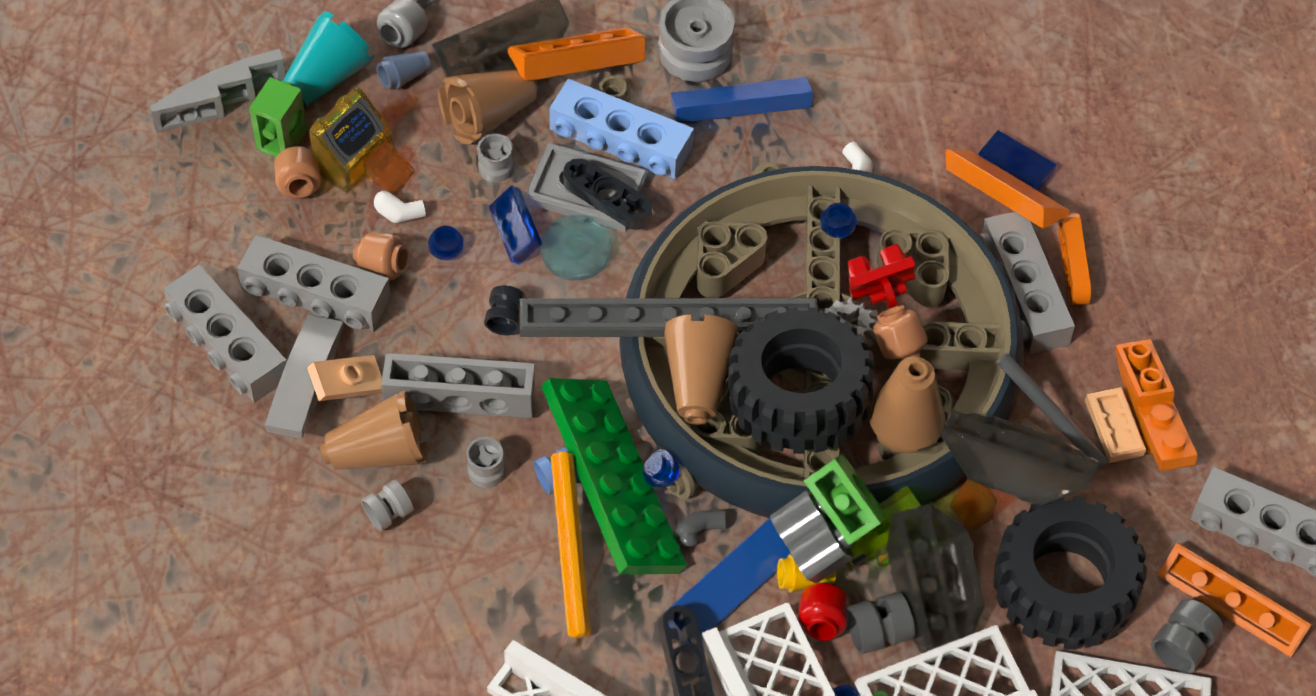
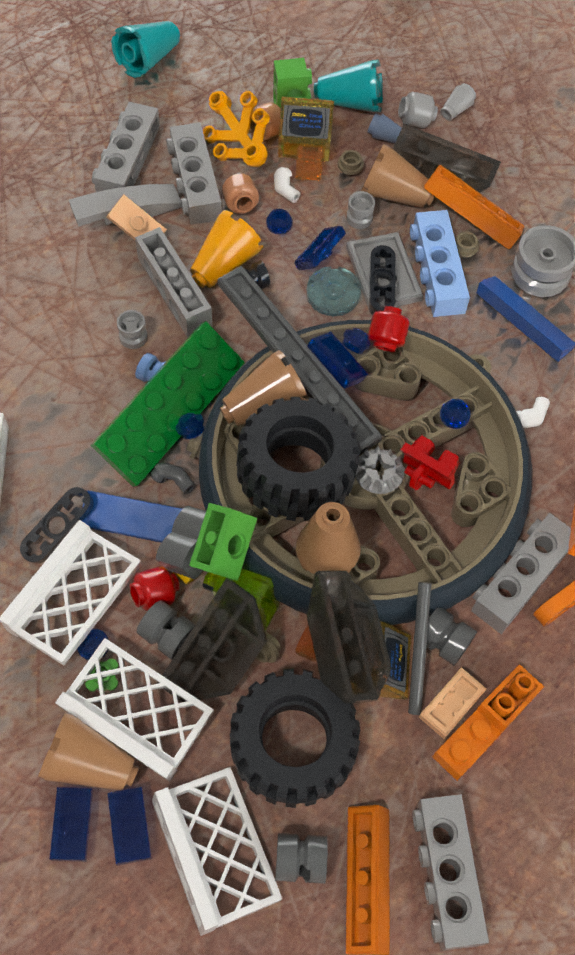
camera: 55 degrees right, 5 degrees up
(82, 229) = (143, 45): none -> teal cone
(205, 96) = (274, 46): light grey slope -> none
(295, 204) = (221, 104): none -> light orange plant
(378, 437) = (110, 265): medium nougat cone -> none
(387, 505) = (64, 296): light grey wheel -> none
(419, 121) = (350, 162): none -> dark tan plate
(453, 309) = (225, 249): none -> light orange cone
(570, 545) = (99, 407): light orange axle -> none
(688, 253) = (356, 340): none -> clear blue plate
(700, 282) = (337, 360): none -> clear blue plate
(701, 215) = (388, 329): none -> red head
(899, 333) = (389, 502): nougat head -> none
(1058, 380) = (447, 636): none -> dark grey wheel

